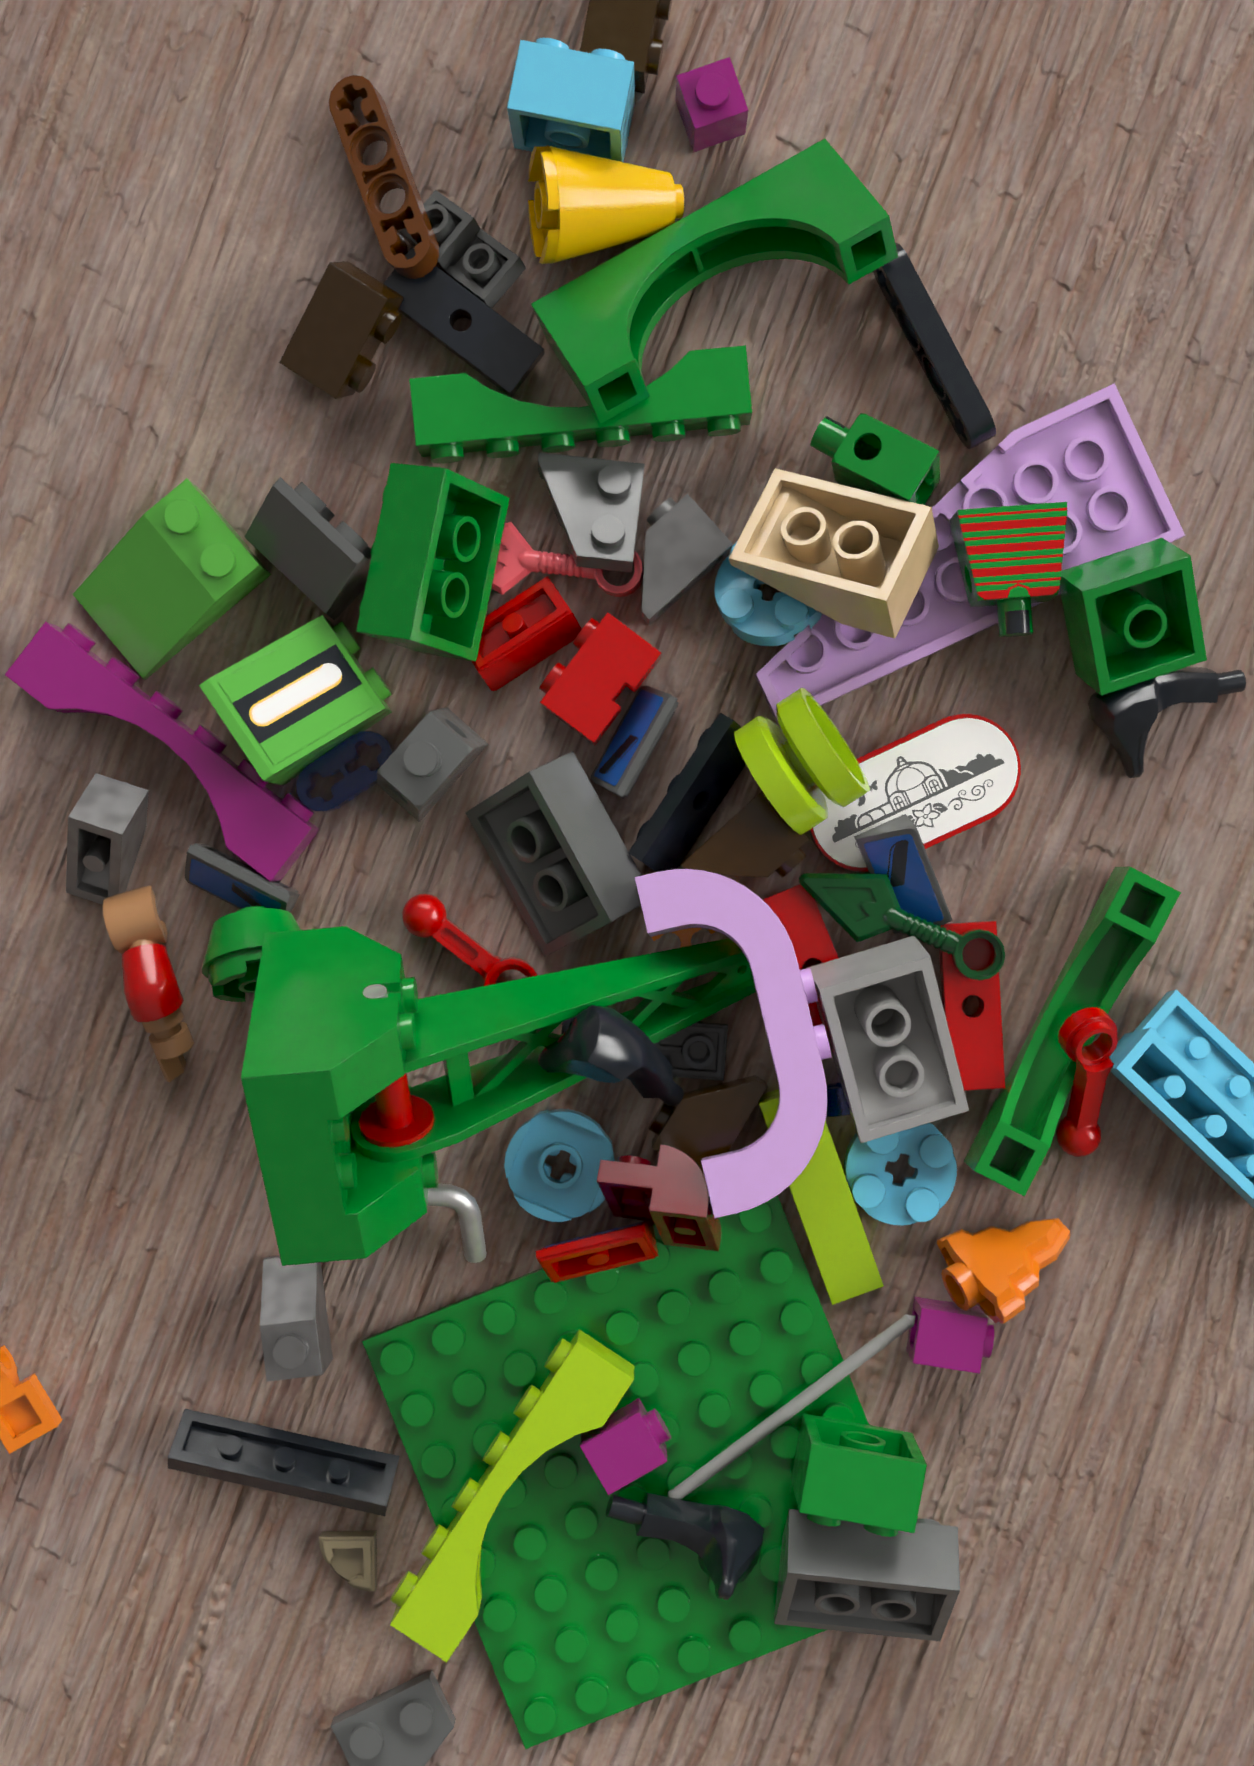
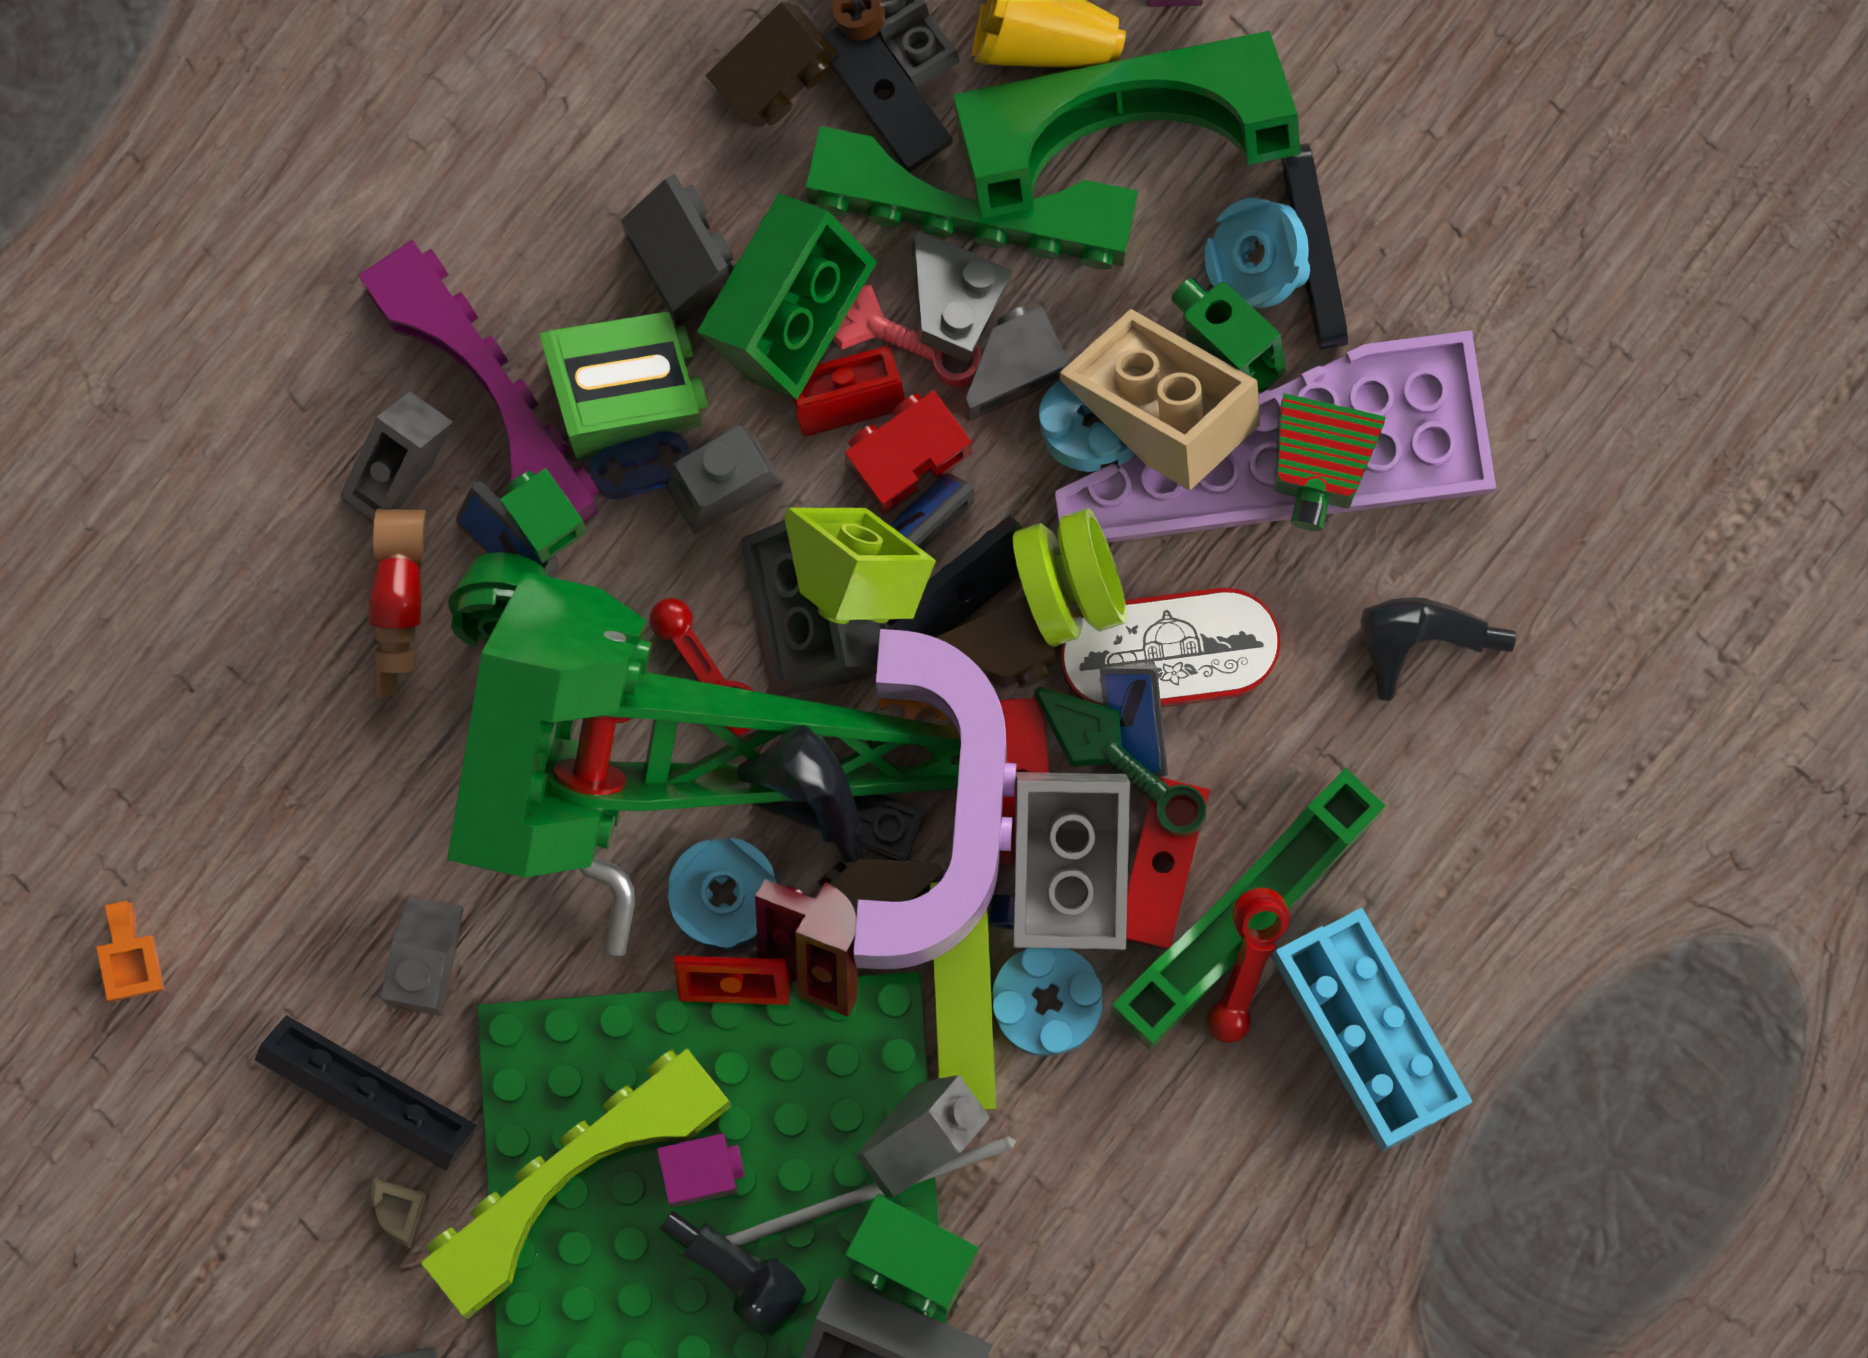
camera: 20 degrees right, 10 degrees down
(169, 579) = (536, 239): bright green slope -> none
(263, 862) = (542, 513): none -> green brick
(588, 817) = (856, 564): none -> lime slope
(827, 1346) = (922, 1134): none -> flat silver slope
(911, 361) = (1284, 257): none -> medium azure plate
(949, 1336) = (1044, 1169): magenta brick -> none
(999, 1265) = (1113, 1114): orange rock -> none
(1132, 616) = (1419, 542): green brick -> none

